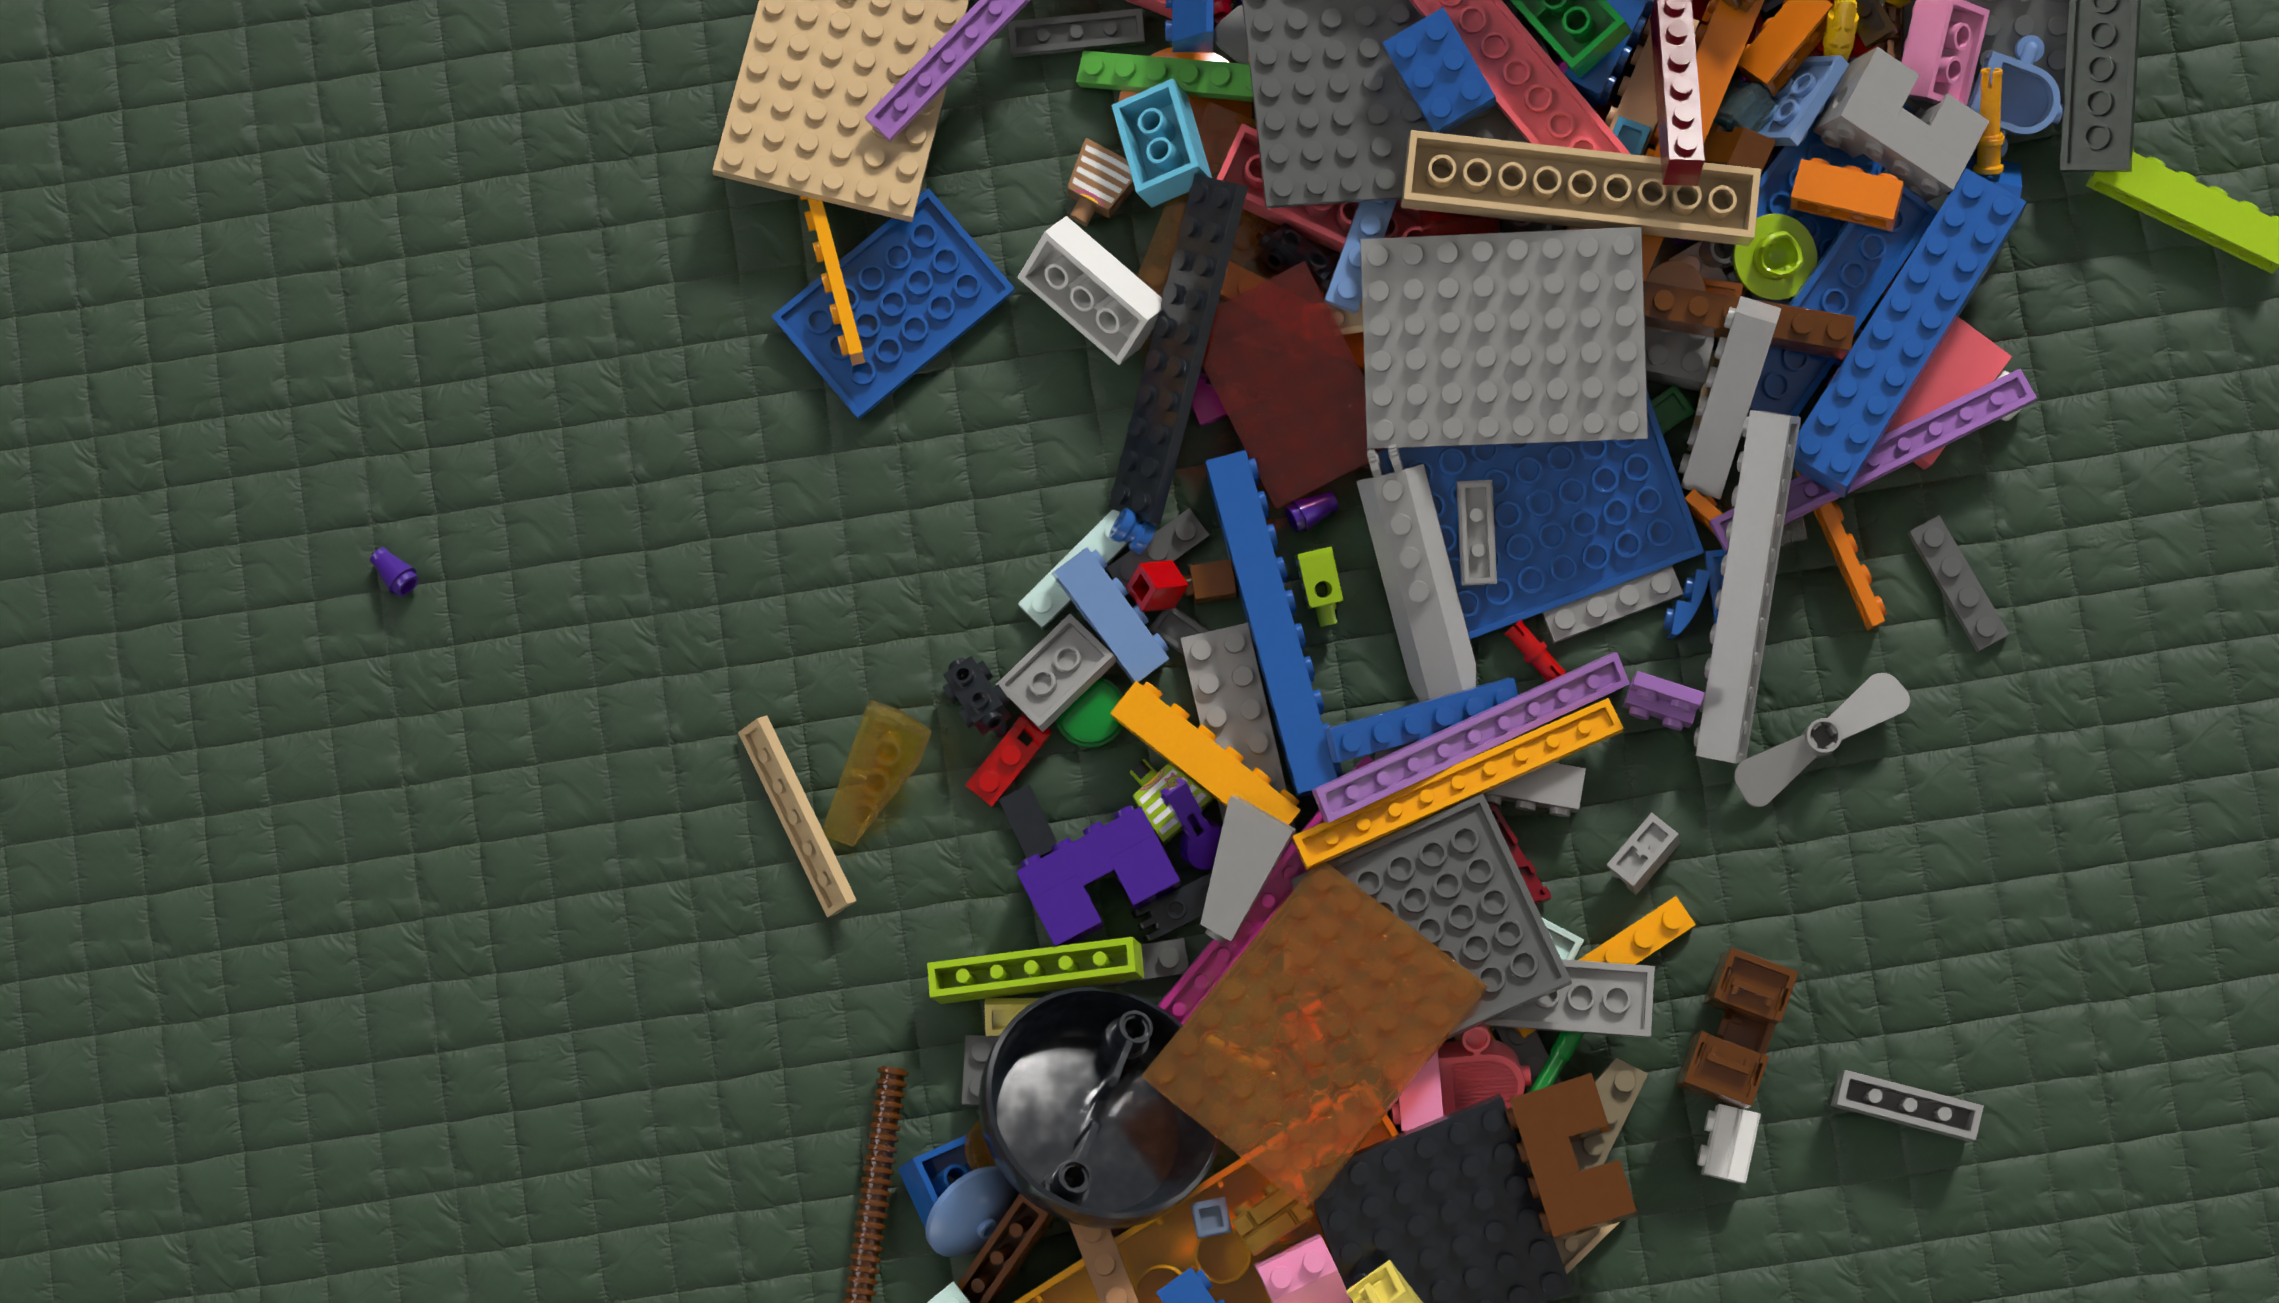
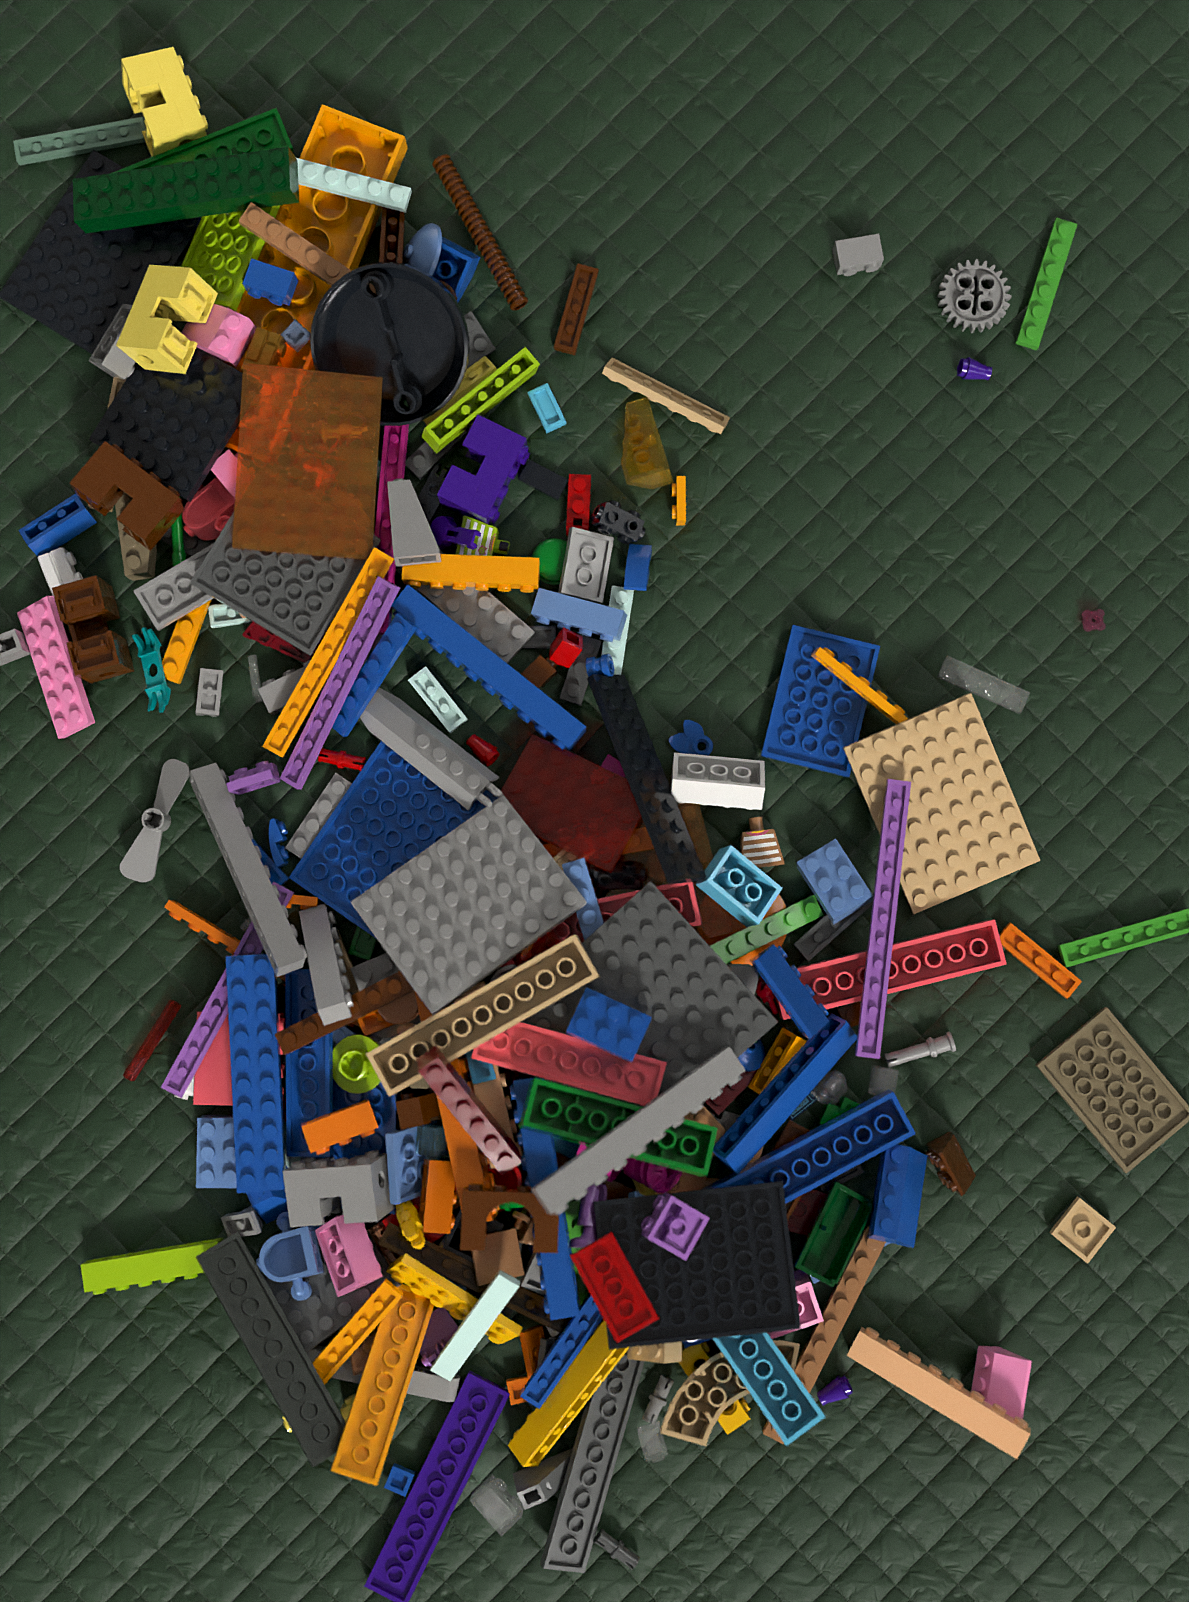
camera: 140 degrees right, 5 degrees up
(219, 616) = (1046, 284): none -> bright green plate
(344, 682) = (994, 298): none -> light grey gear
(422, 820) = (858, 254): none -> light grey brick
(494, 174) = (1098, 615): none -> clear pink plate
(683, 183) = (983, 684): none -> clear plate
(826, 1011) = (576, 309): none -> reddish brown plate
(872, 682) = (679, 492): none -> light orange plate
(956, 913) = (546, 408): none -> medium azure tile
(993, 624) = (637, 567): none -> blue slope
(1041, 75) = (834, 881): none -> medium blue brick
(1090, 372) = (688, 741): none -> blue plate
(1309, 511) = (514, 749): dark purple cone -> none
(1315, 568) = (481, 712): lime torso -> none
(1350, 538) = (484, 751): none -> red cone
(1362, 640) = (437, 699): none -> light aqua plate
(1476, 532) = (415, 796): light grey tile -> none
(1573, 834) = (254, 677): none -> clear wheel
(1691, 1206) = (57, 526): none -> blue brick
(1706, 914) = (150, 654): none -> teal piece
(1817, 1025) = (53, 665): none -> bright pink plate
(1958, 583) = (142, 960): dark grey plate -> none
(1990, 108) = (280, 1209): light orange pin -> none
(2012, 477) = (152, 1040): none -> clear red axle
(2017, 282) = (215, 1152): none -> medium blue brick
(2044, 177) = (244, 1222): none -> light grey slope

